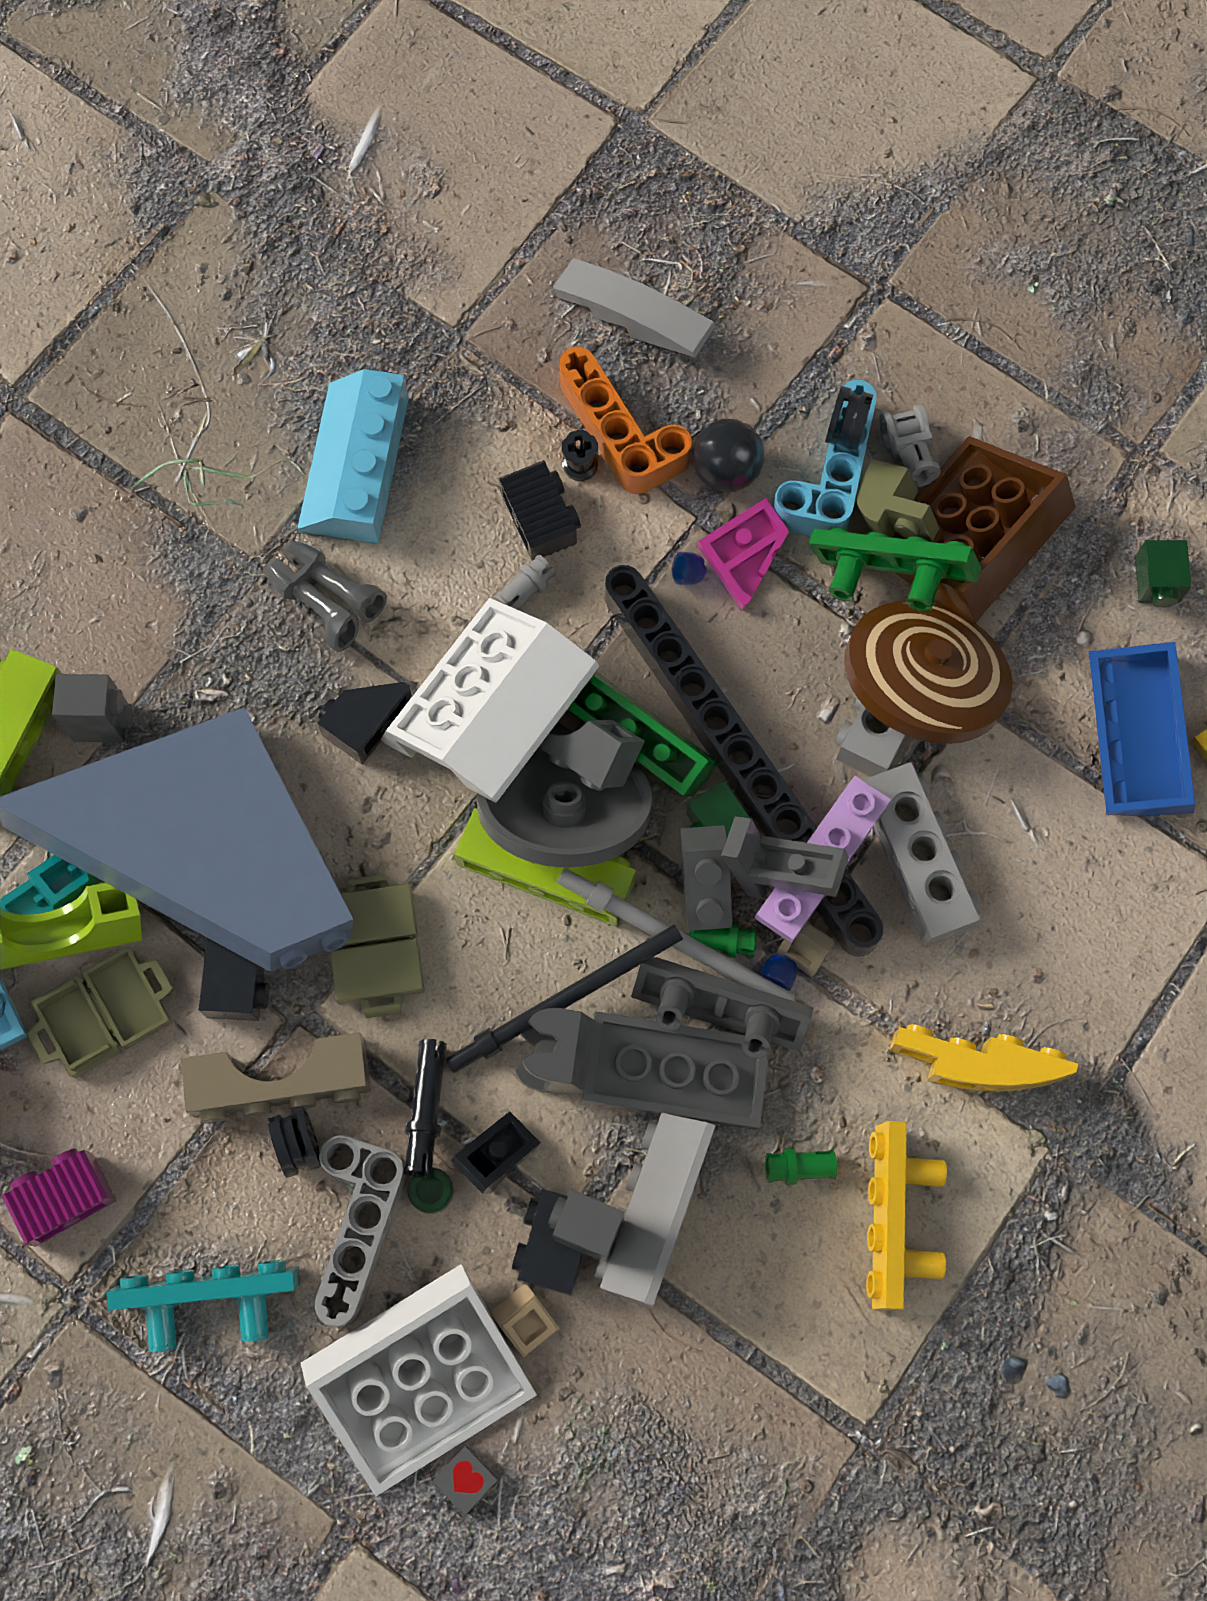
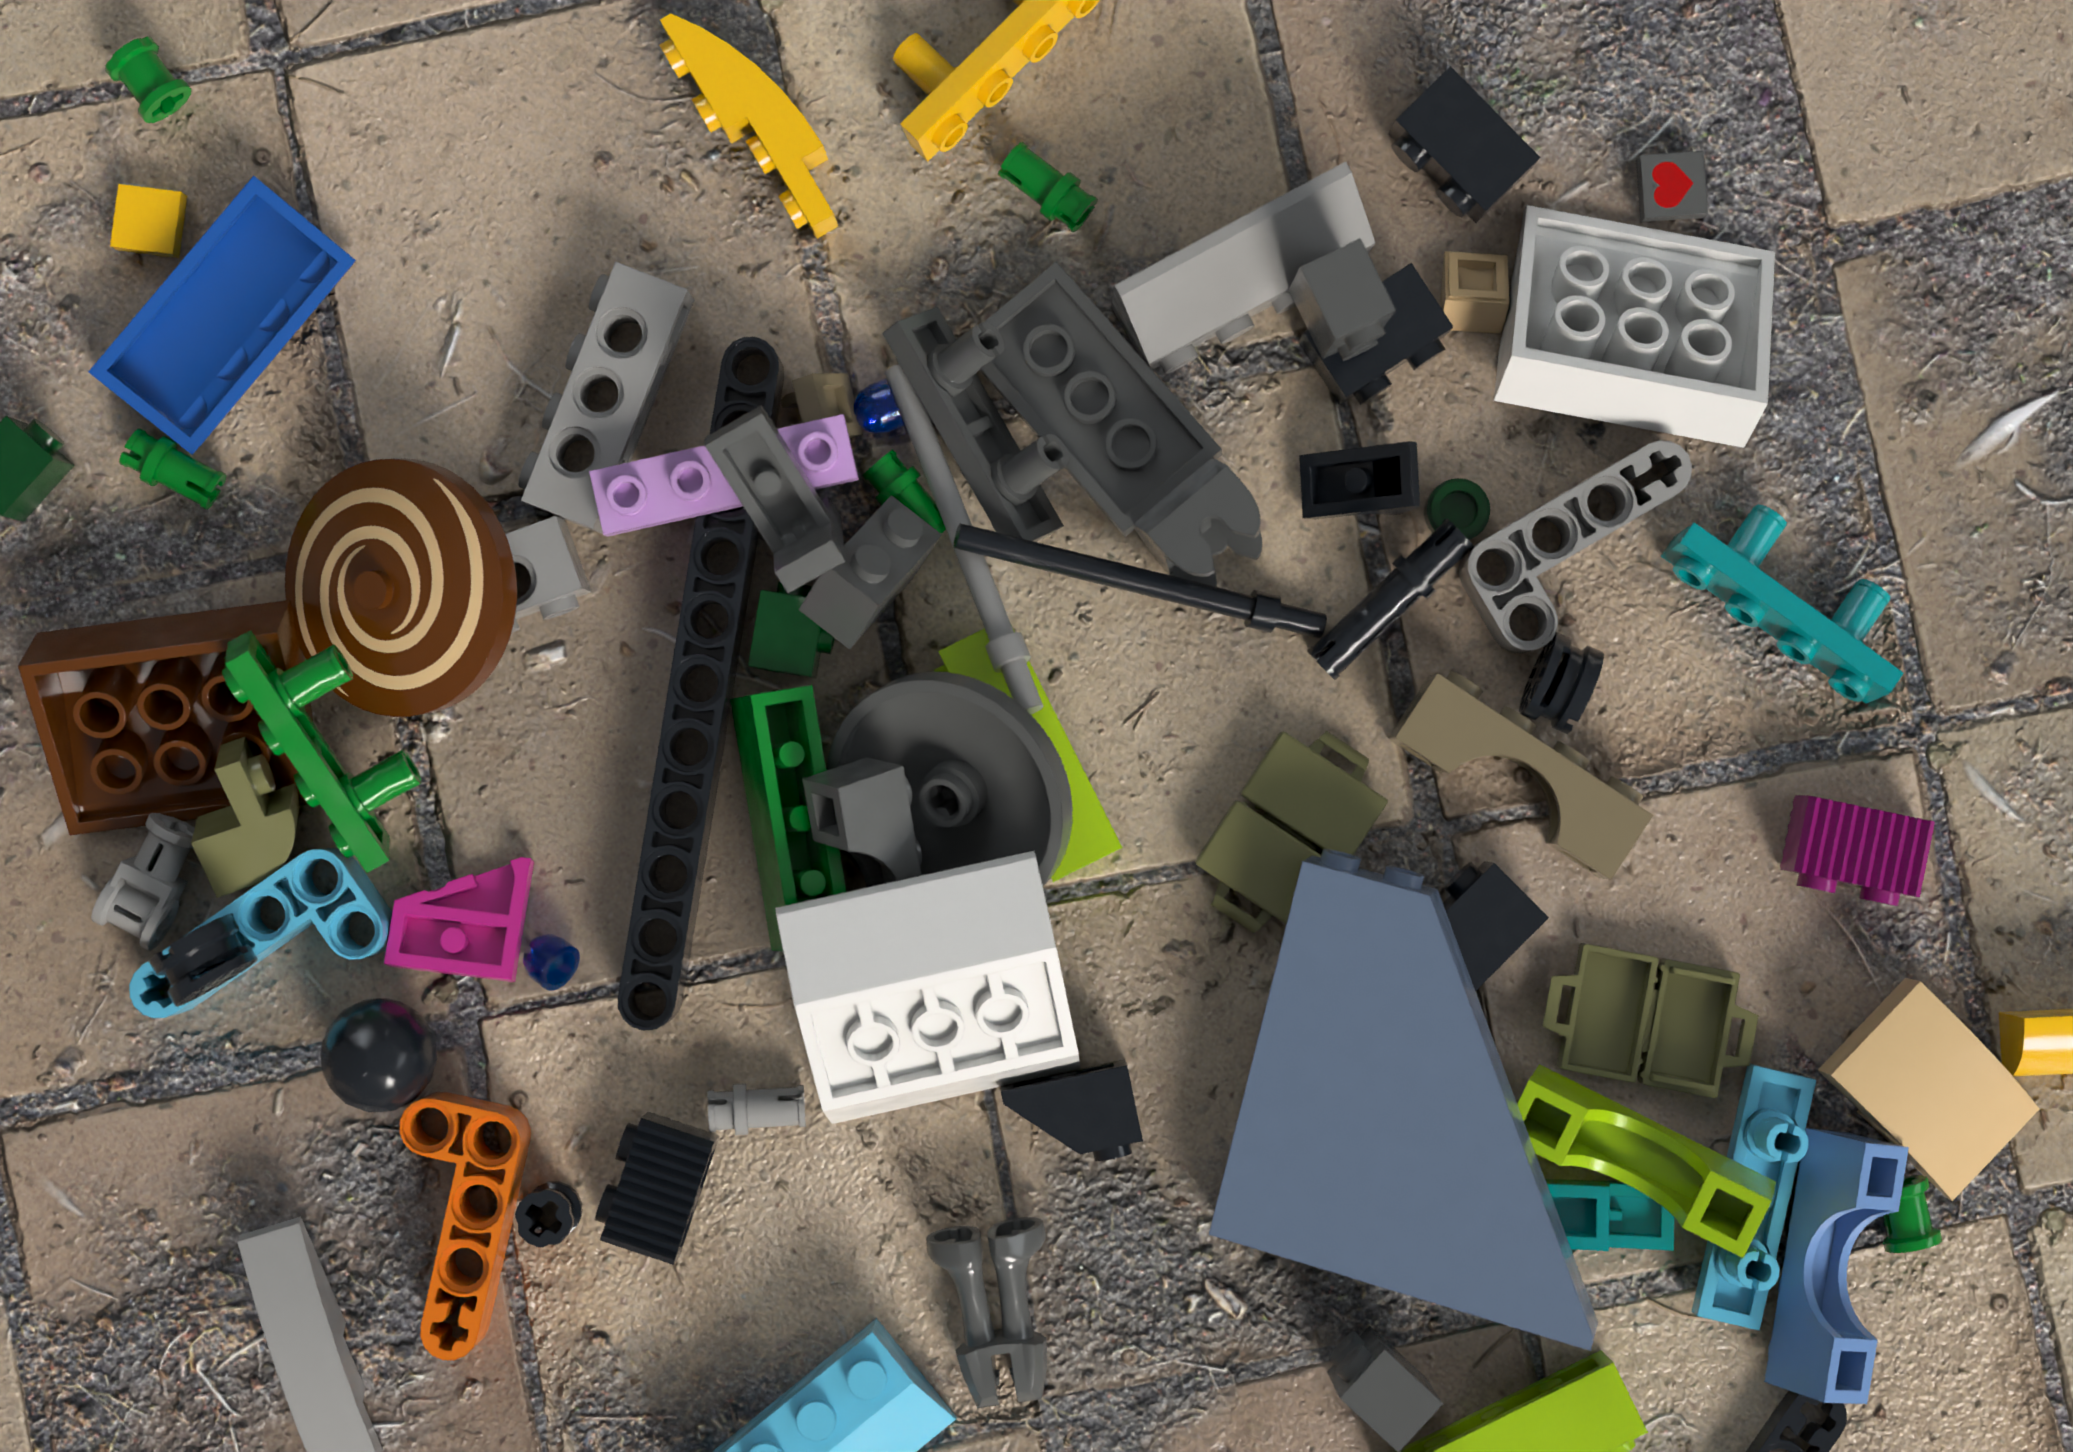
camera: 140 degrees left, 15 degrees up
(600, 1391) = (1461, 146): none -> black brick
(1098, 636) = (162, 463): none -> green pin

